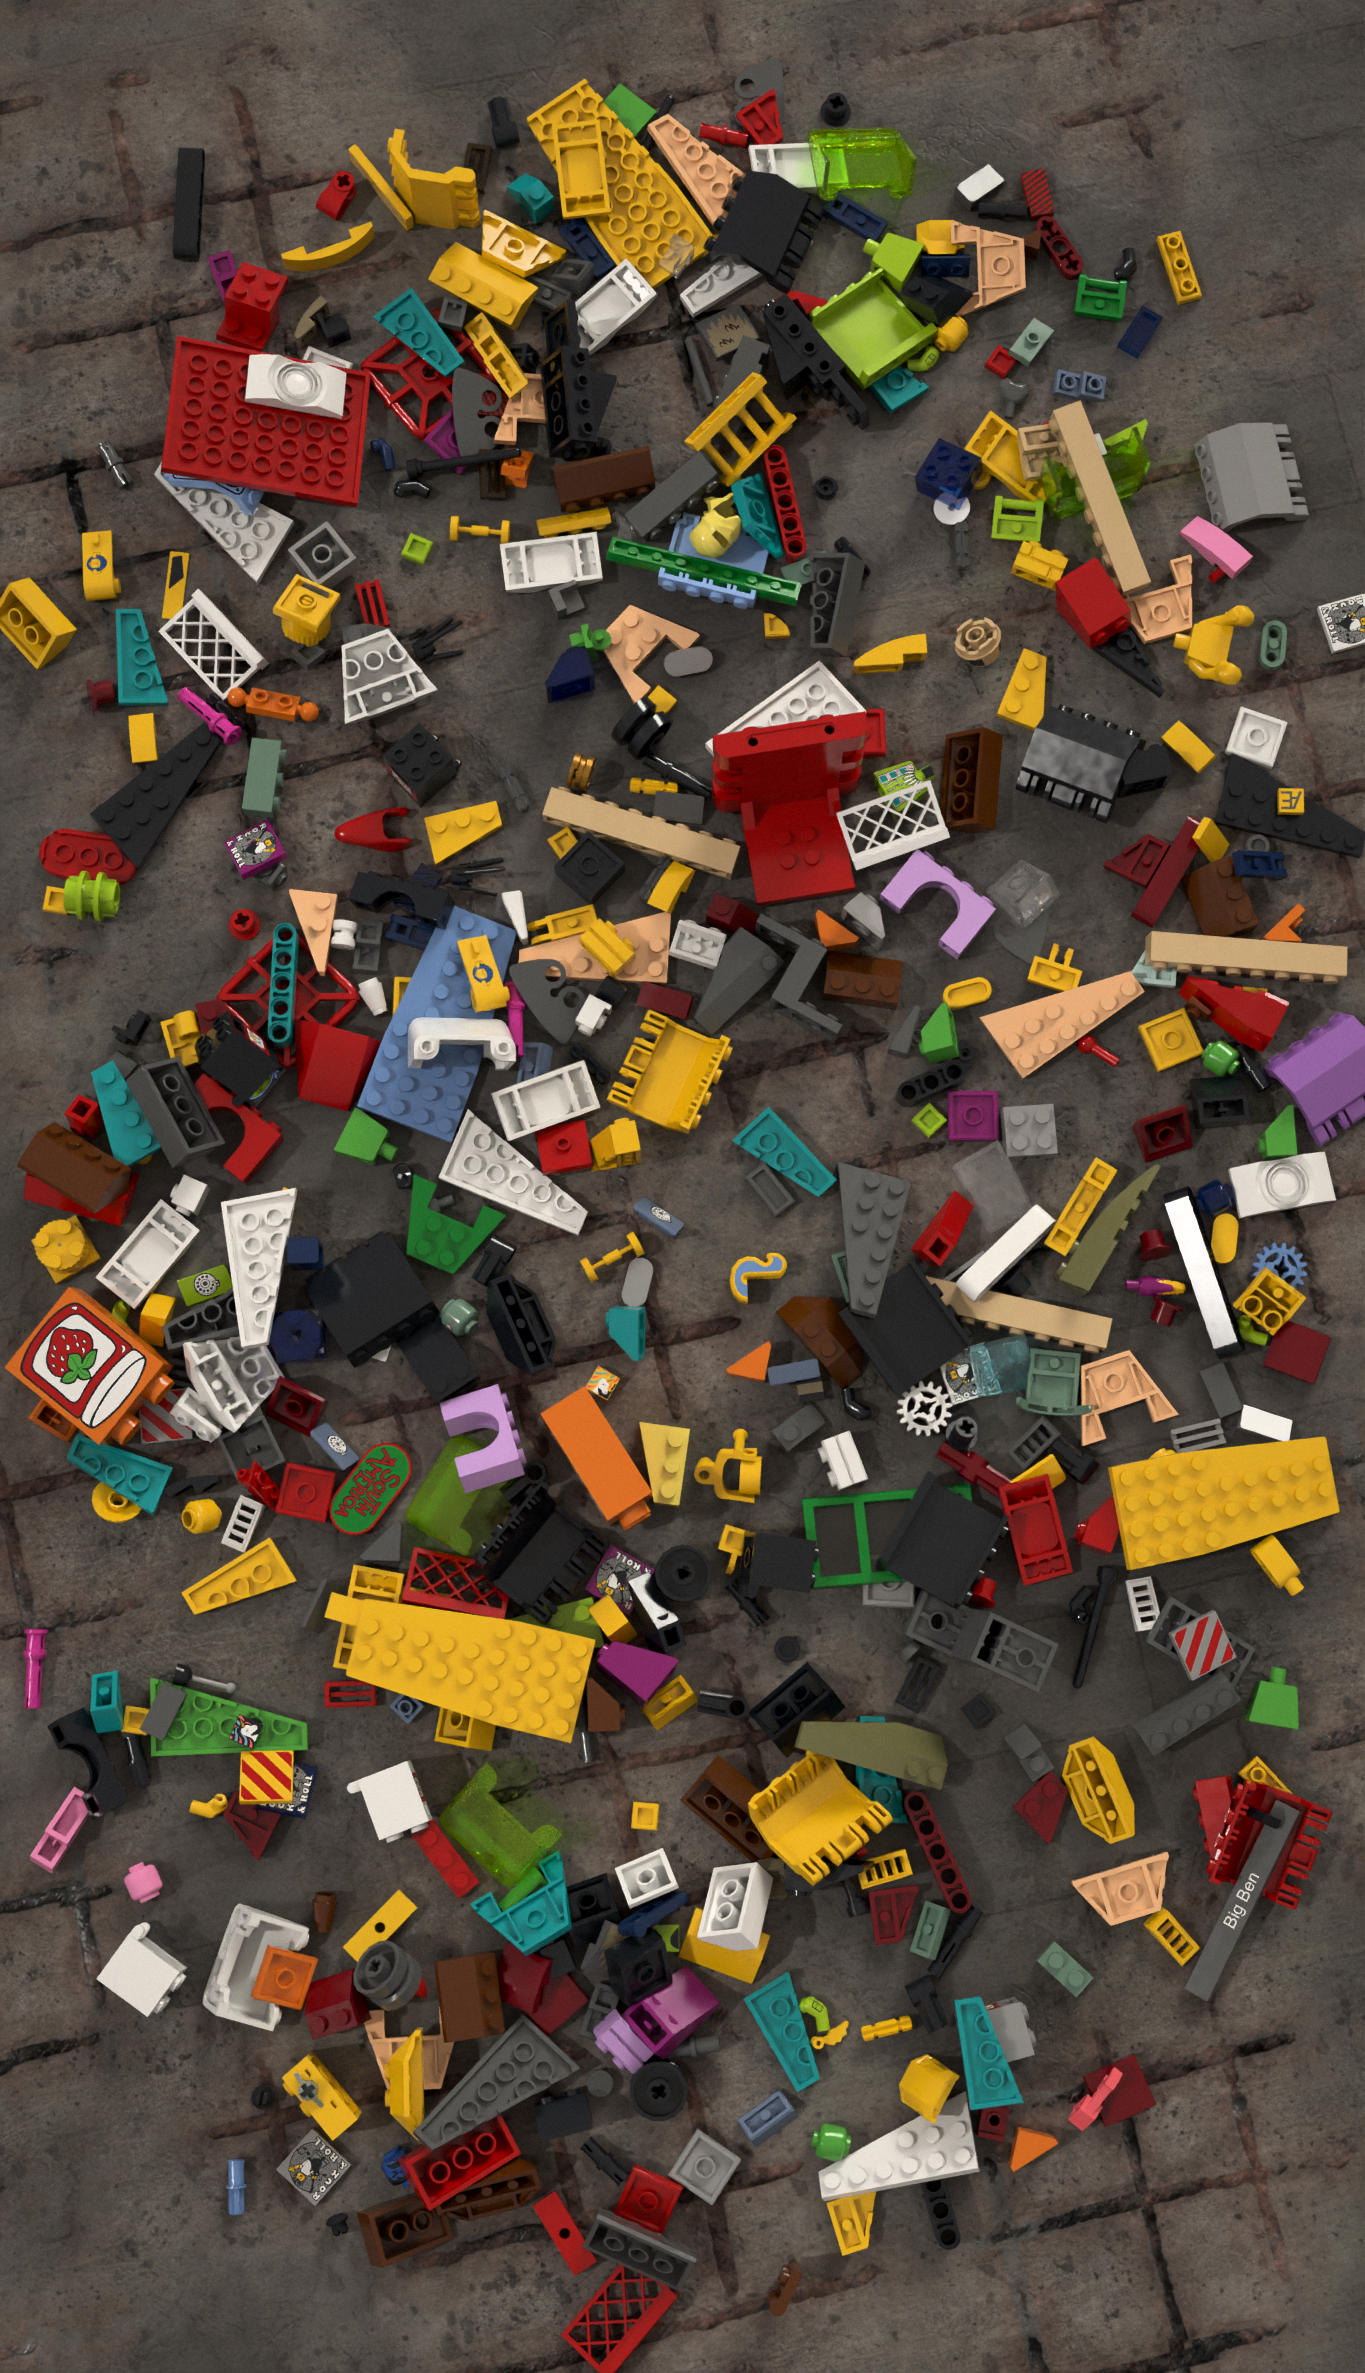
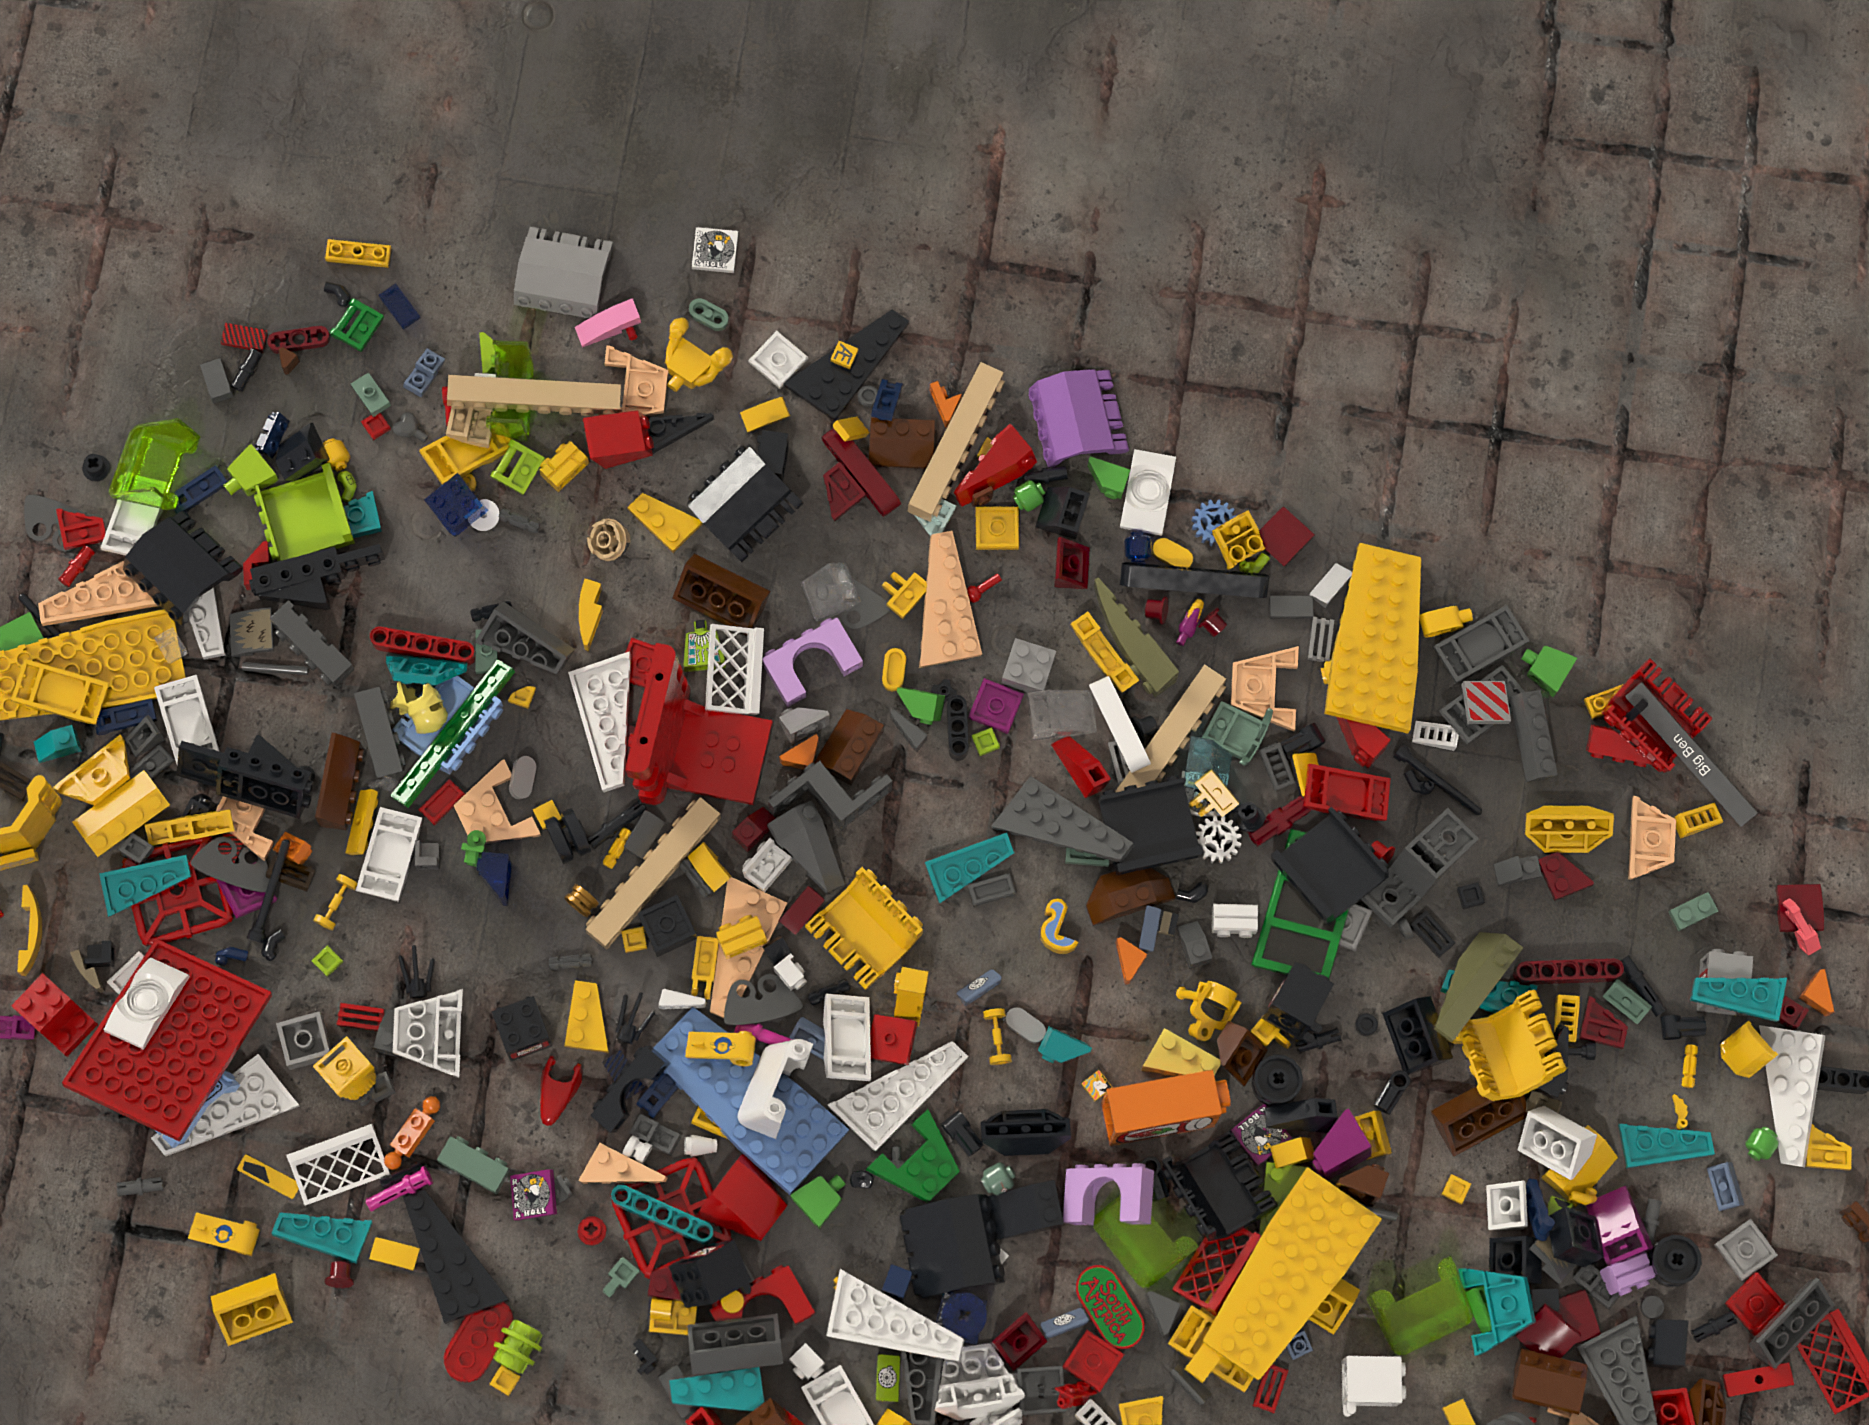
camera: 70 degrees left, 5 degrees down
(208, 971) = (622, 1275): none -> sand green plate
(219, 1093) = (733, 1302): none -> yellow tile
(446, 1859) = (1433, 1361): red plate -> none
(628, 592) = (441, 802): none -> red tile
(687, 1963) = (1583, 1198): none -> yellow arm
(697, 1521) = (1240, 1052): none -> reddish brown slope
(718, 422) = (330, 660): yellow fence -> none
(816, 2009) = (1656, 1114): lime arm -> none
(825, 482) = (422, 602): black plate -> none
(937, 237) = (247, 429): yellow slope -> none
(971, 1386) = (1216, 793): none -> yellow hinge
(999, 264) = (294, 391): light nougat wing -> none
(1268, 1616) = (1481, 644): none -> dark grey slope

